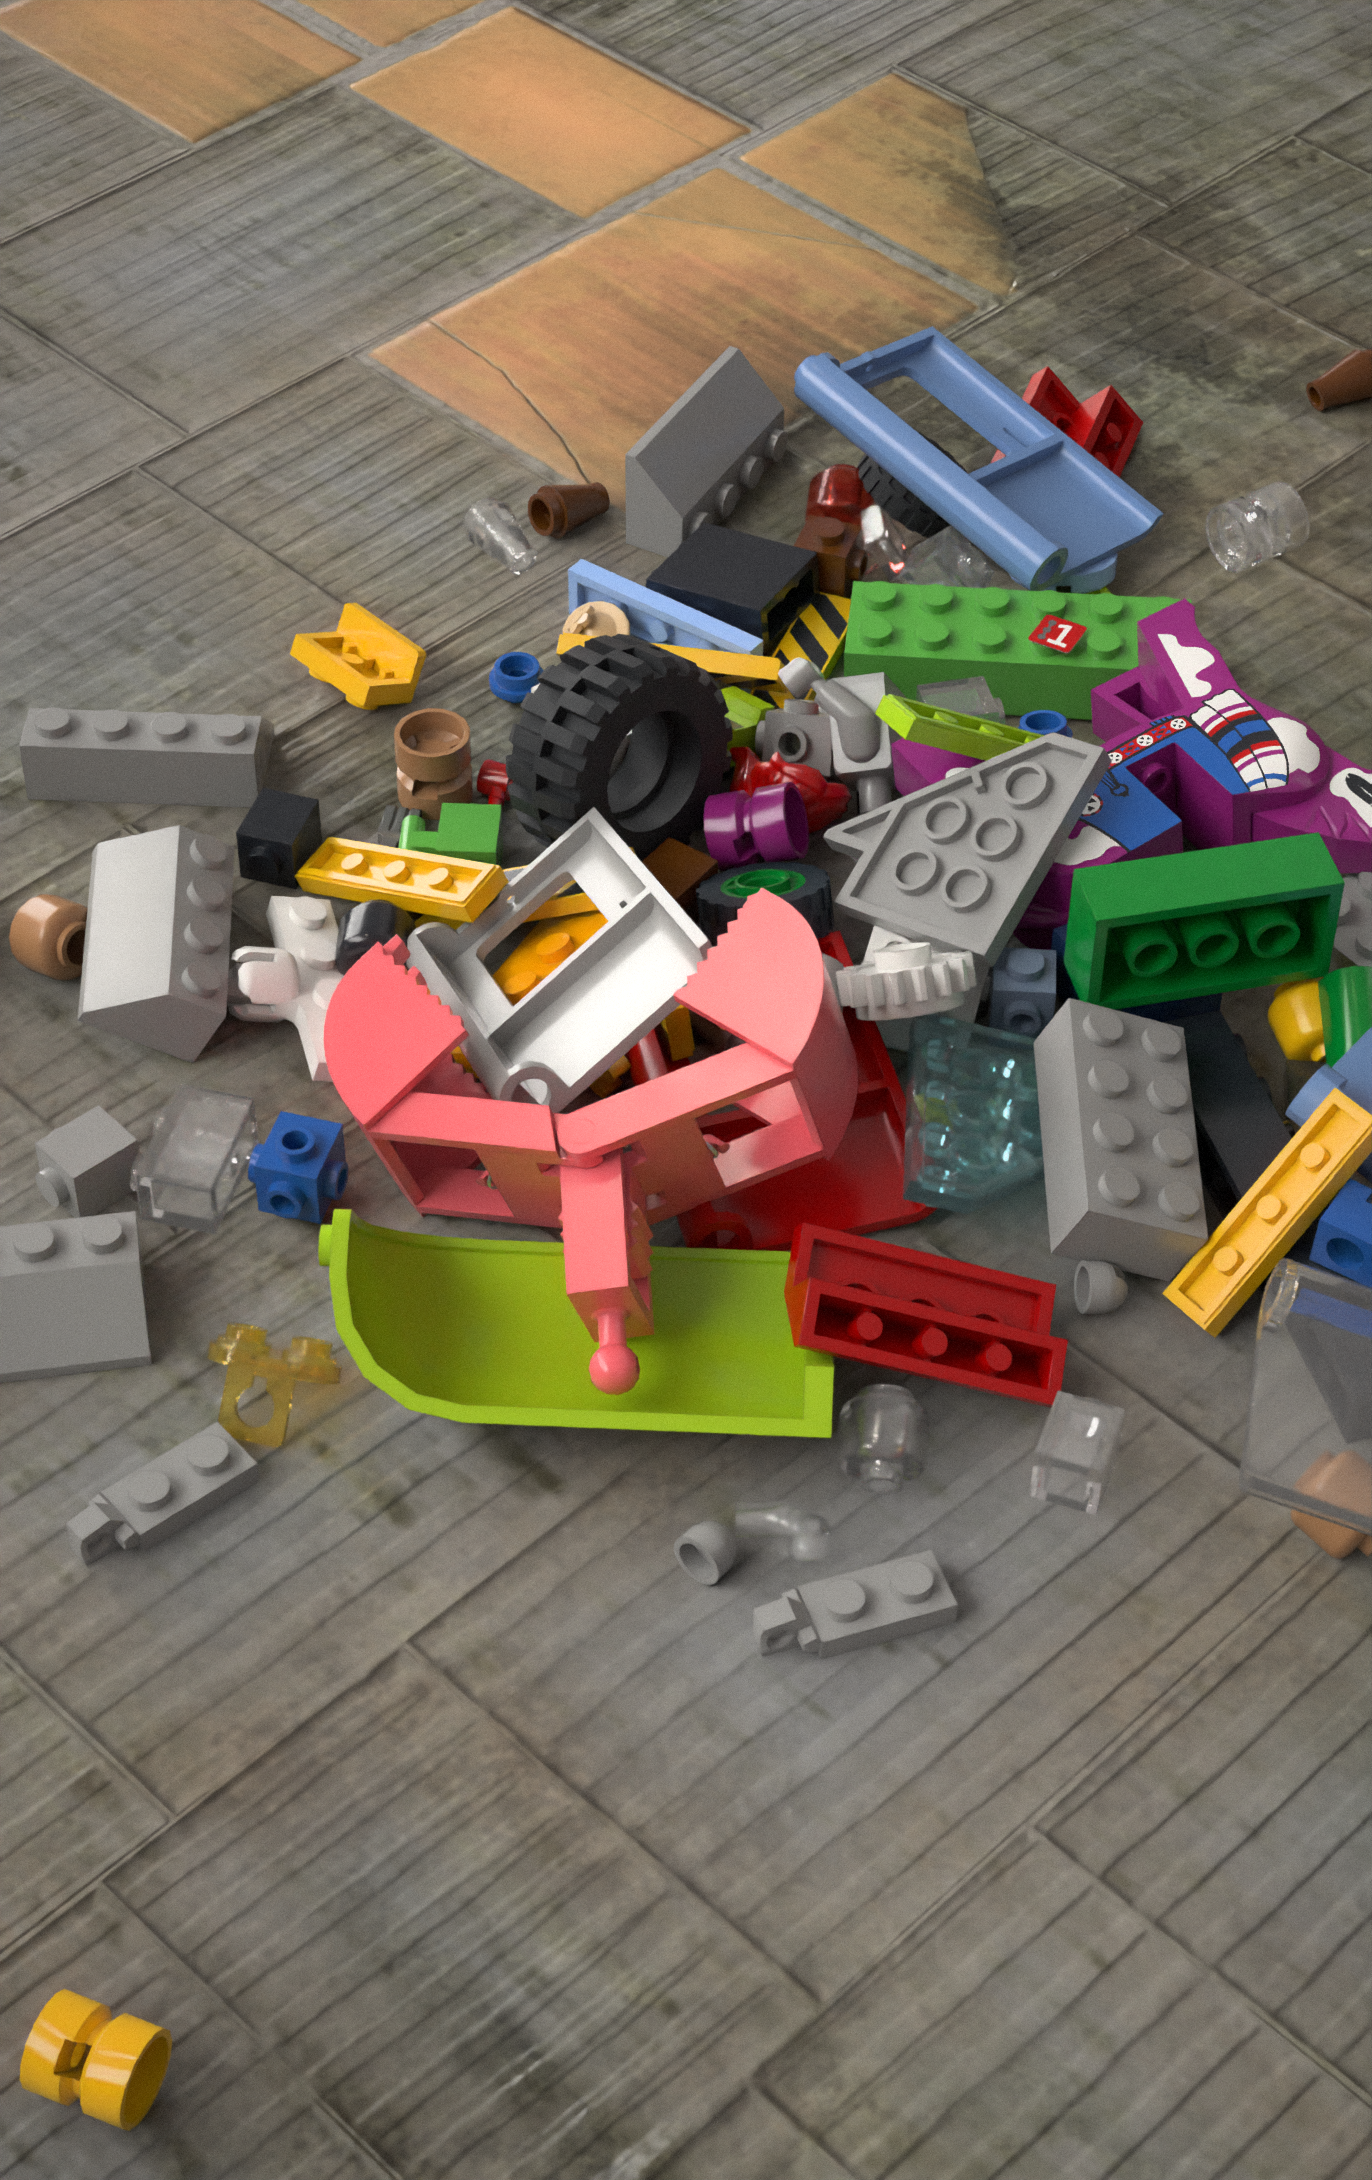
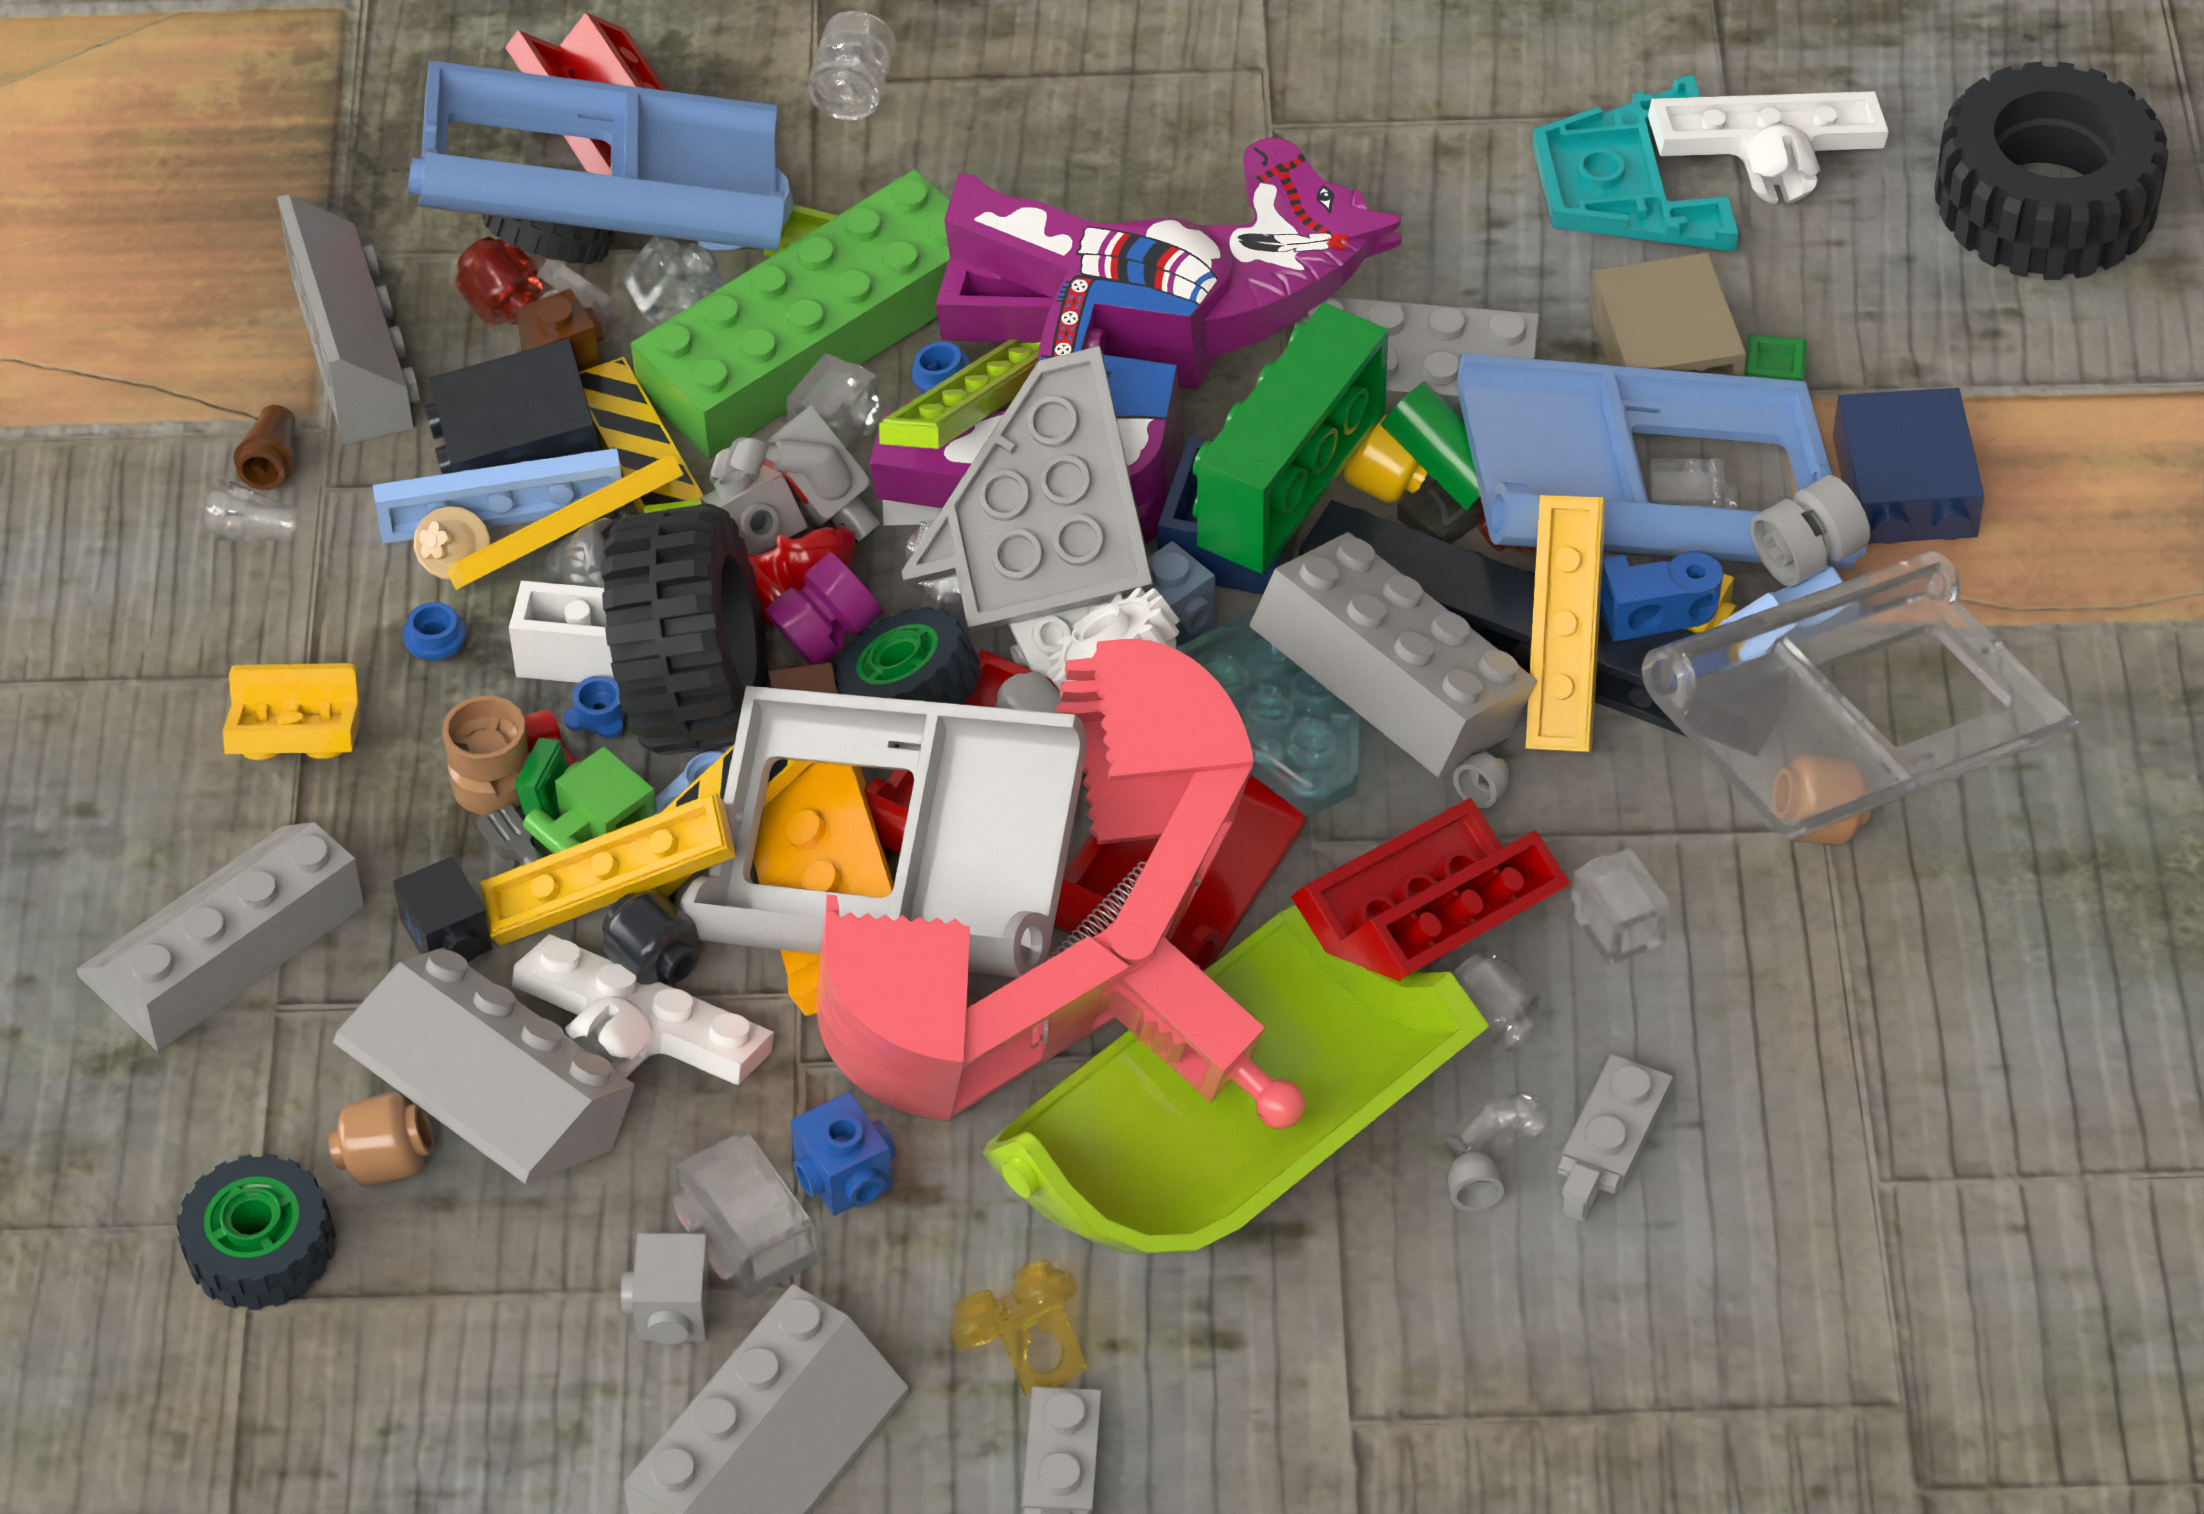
camera: 45 degrees left, 5 degrees up
(453, 789) = (537, 778): none -> green tile
(1057, 633) = (858, 273): red sticker -> none

